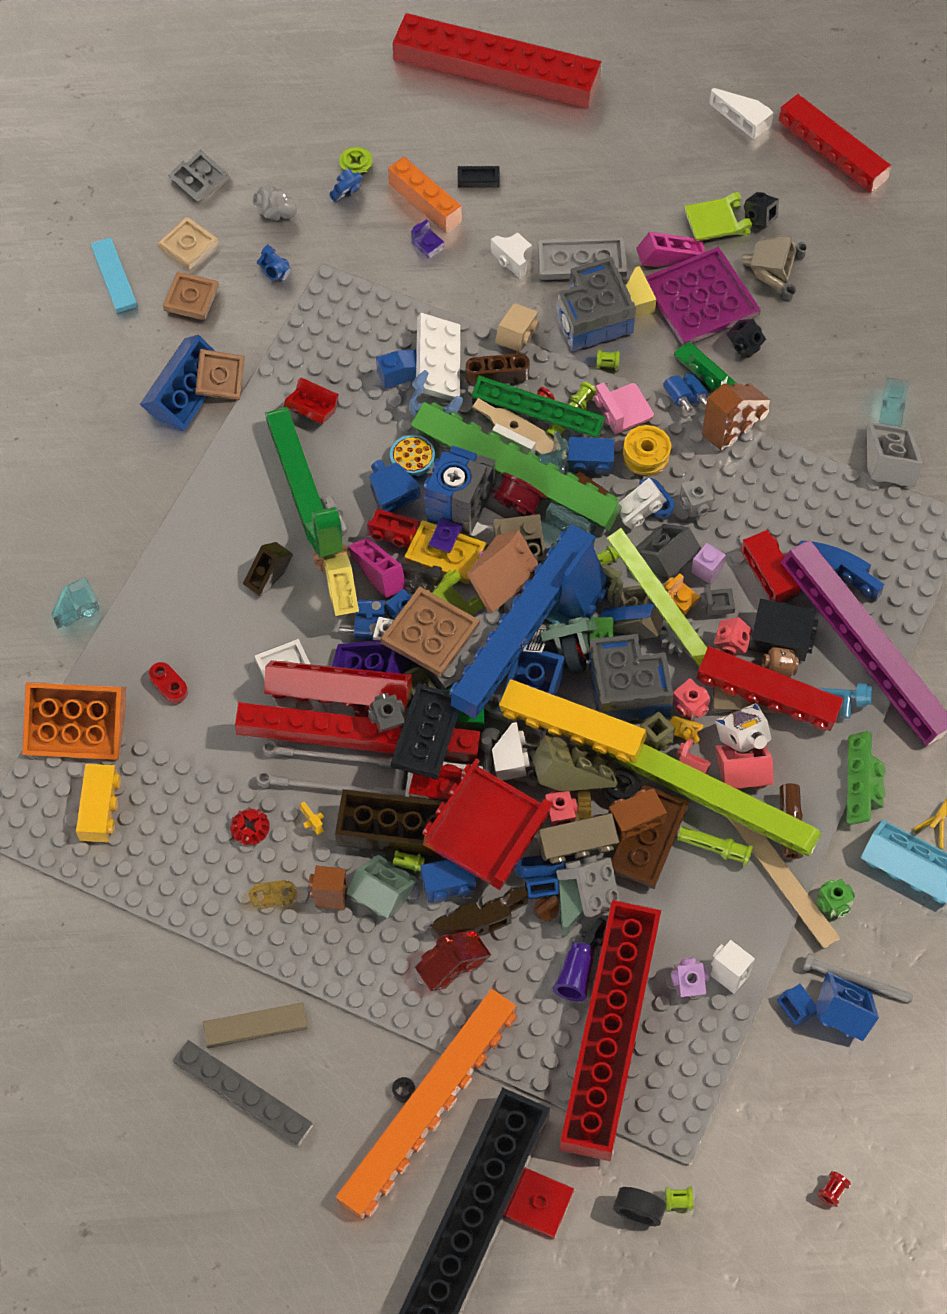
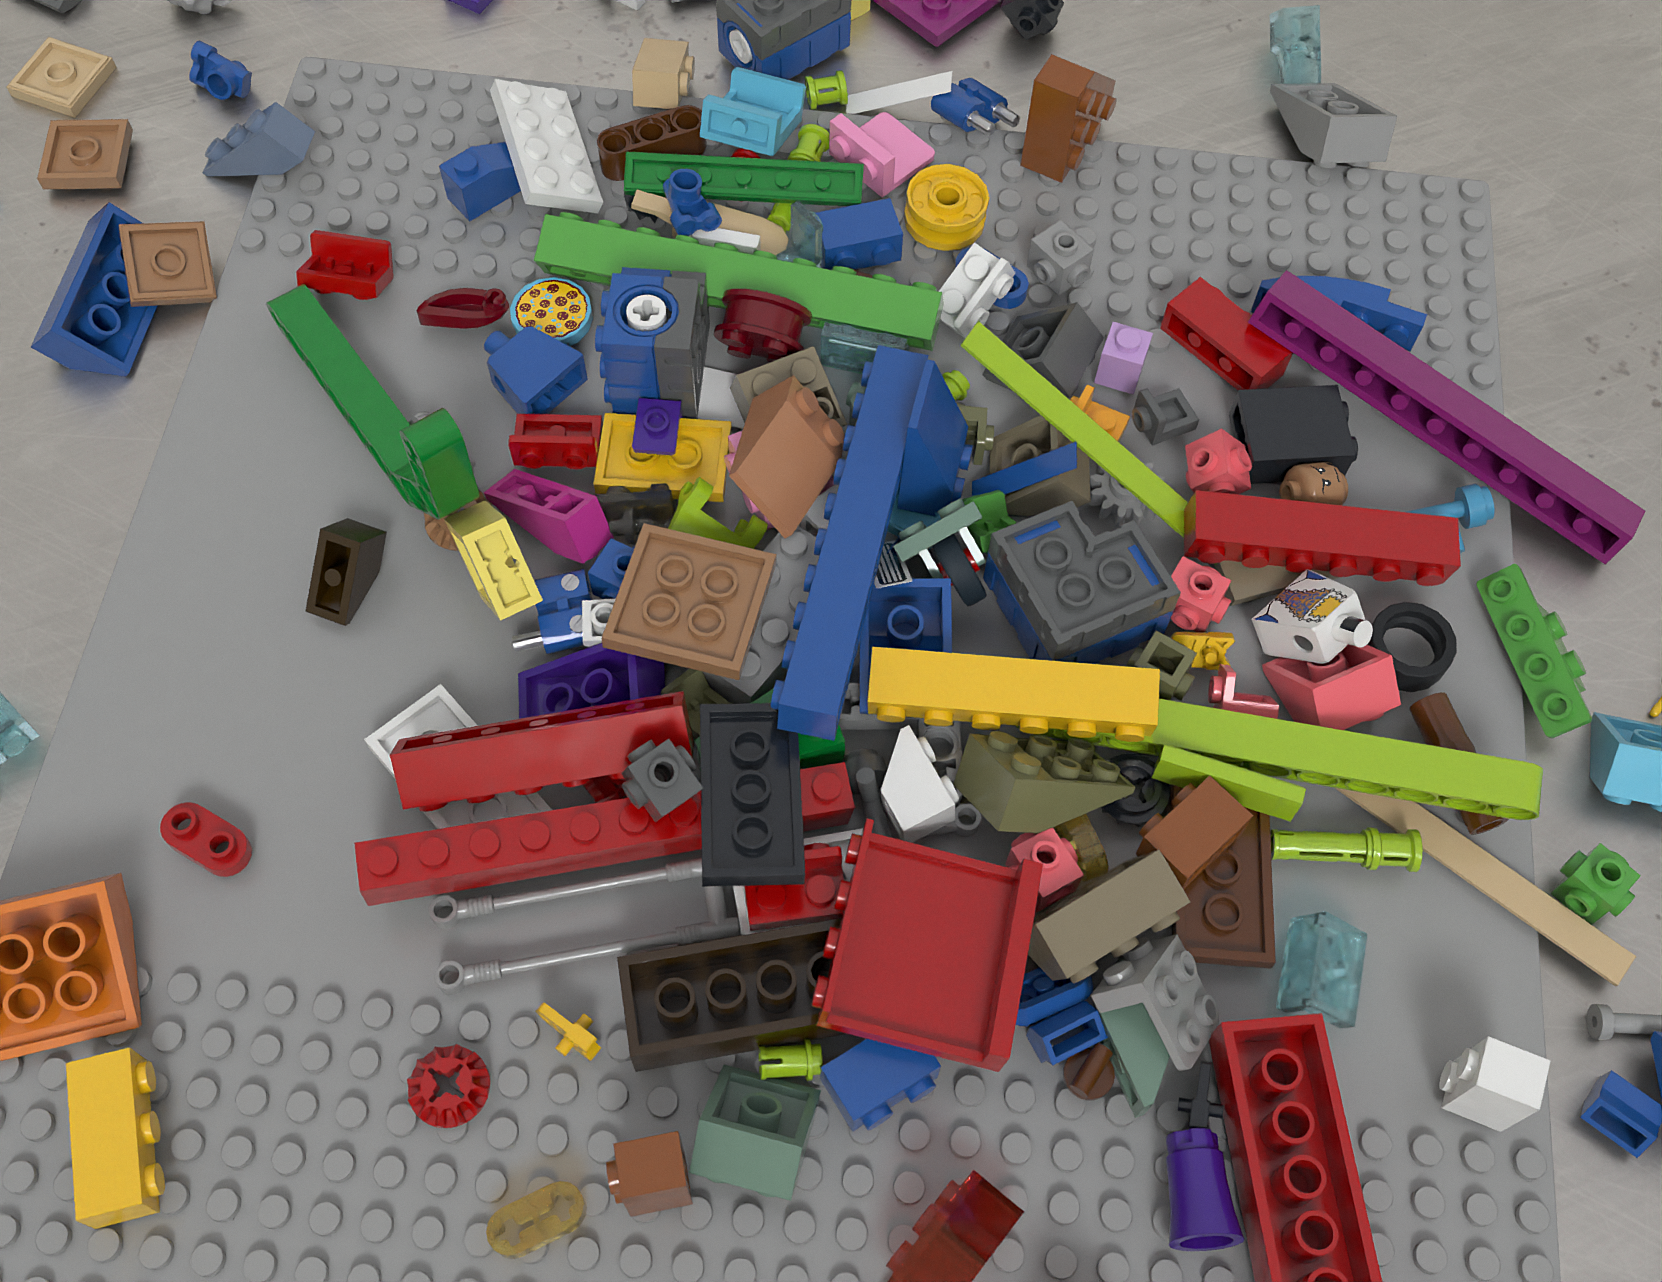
camera: 20 degrees left, 0 degrees up
(284, 317) = (264, 145): none -> sand blue slope
(366, 441) = (463, 308): none -> dark red arm
(418, 383) = (527, 187): medium blue helmet -> none
(485, 920) = (957, 1147): dark brown slope -> none
(501, 416) = (688, 205): none -> blue plate
(558, 367) = (754, 113): none -> medium azure panel
(648, 372) = (899, 93): none -> white sticker
(667, 796) = (1246, 786): none -> lime tile
(679, 896) = (1322, 968): none -> clear light blue bracket
(696, 983) = (1421, 1132): lavender brick -> none
(702, 366) = (988, 64): green bracket -> none
(800, 742) = (1432, 628): none -> black tyre

